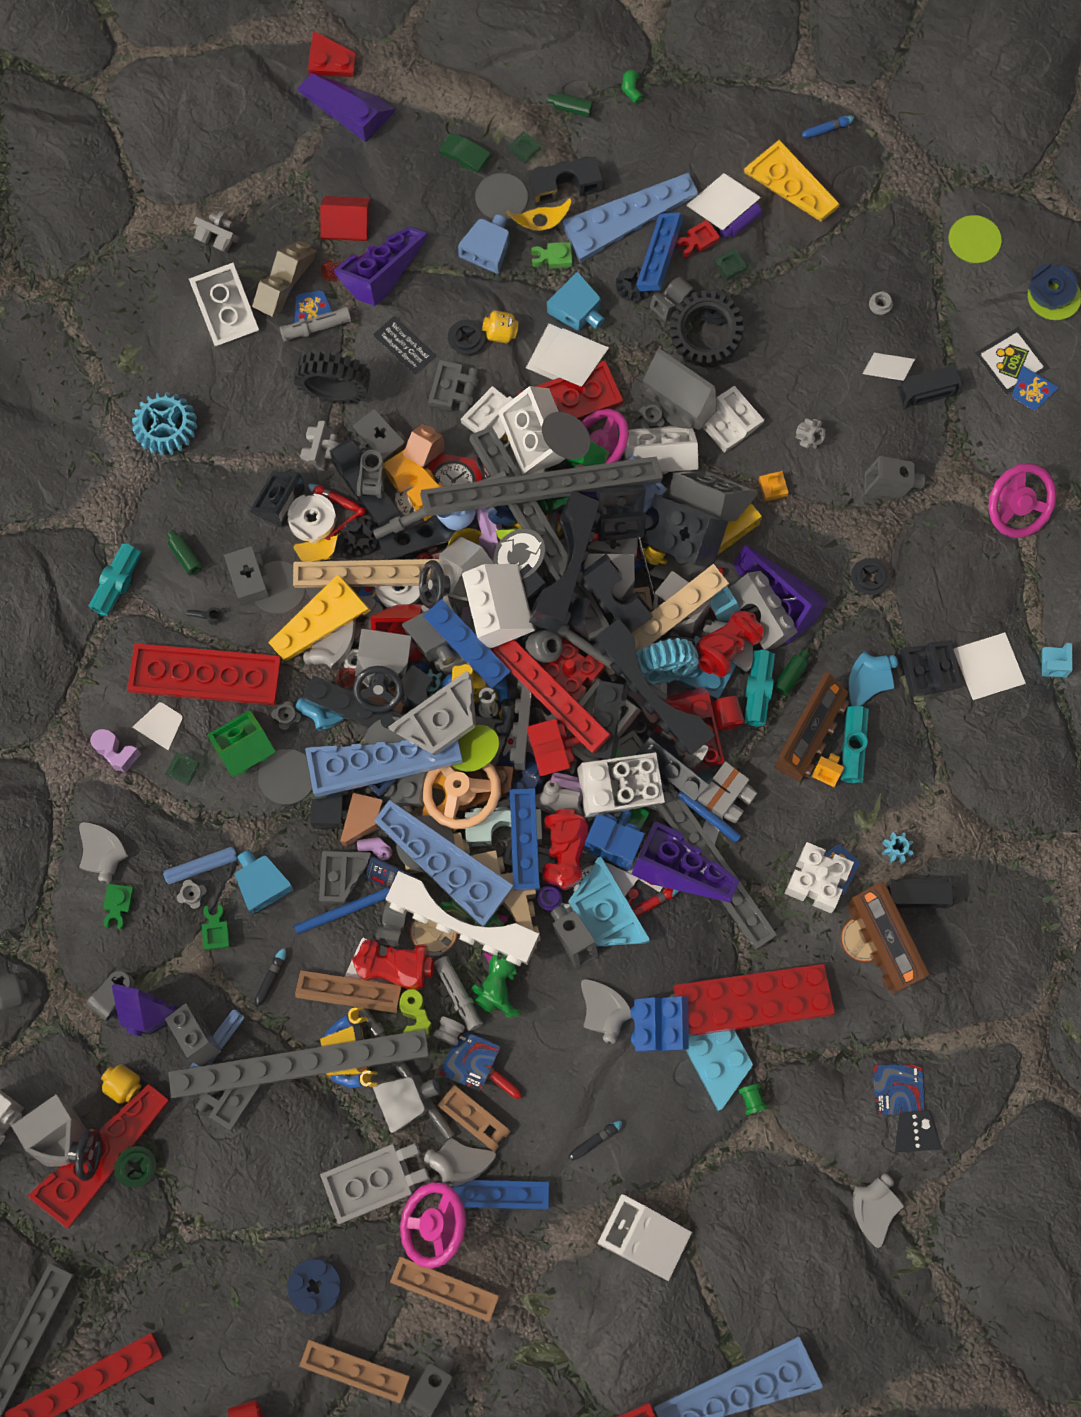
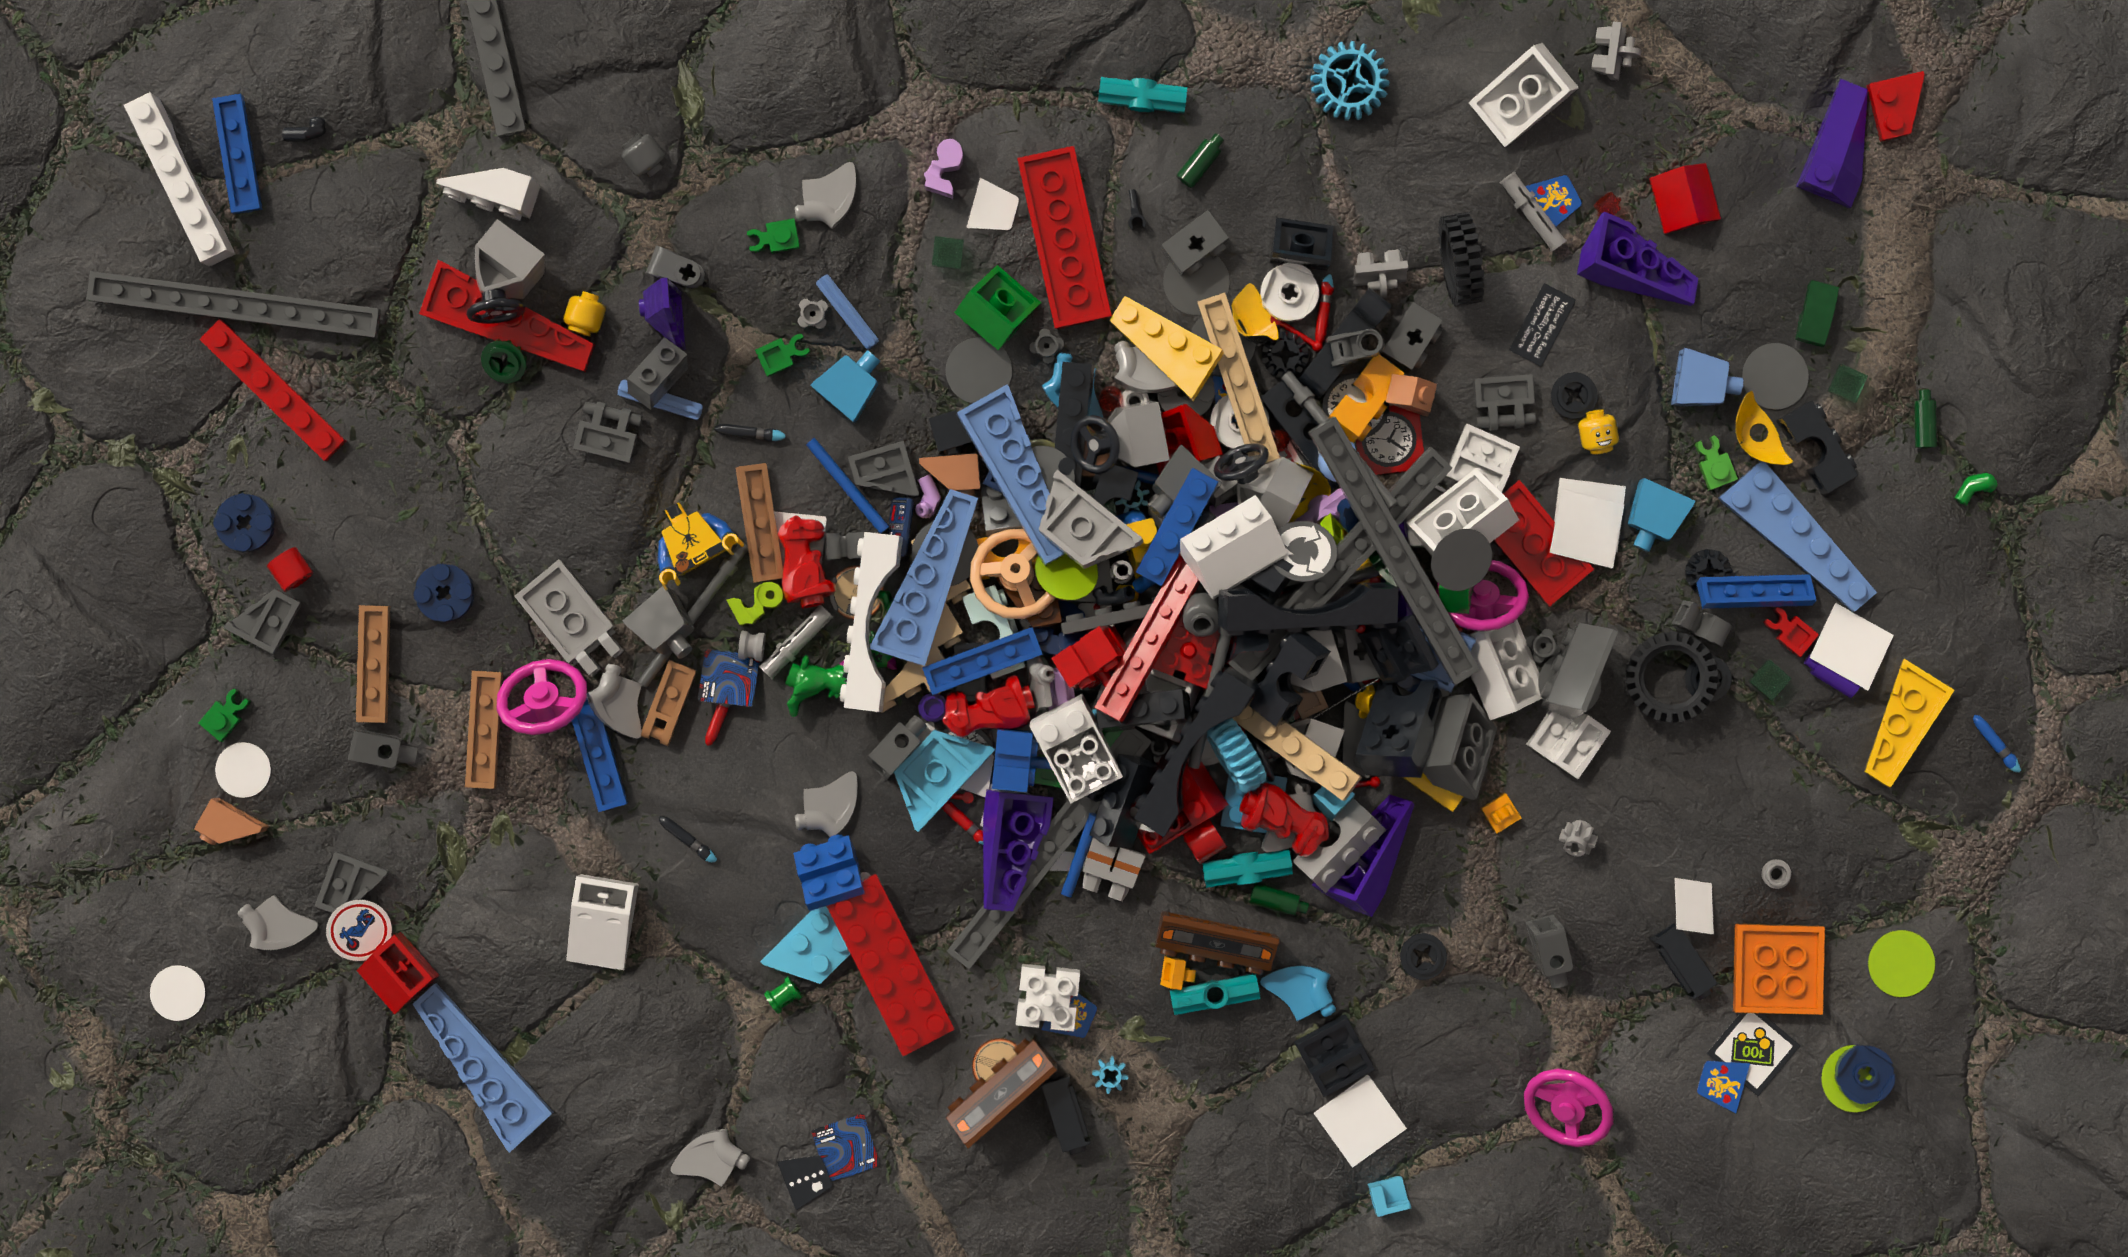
camera: 70 degrees right, 15 degrees up
(286, 270) = (1579, 153): dark tan arch -> none
(298, 1064) = (662, 498): dark grey plate -> none
(955, 322) = (1778, 969): none -> orange plate

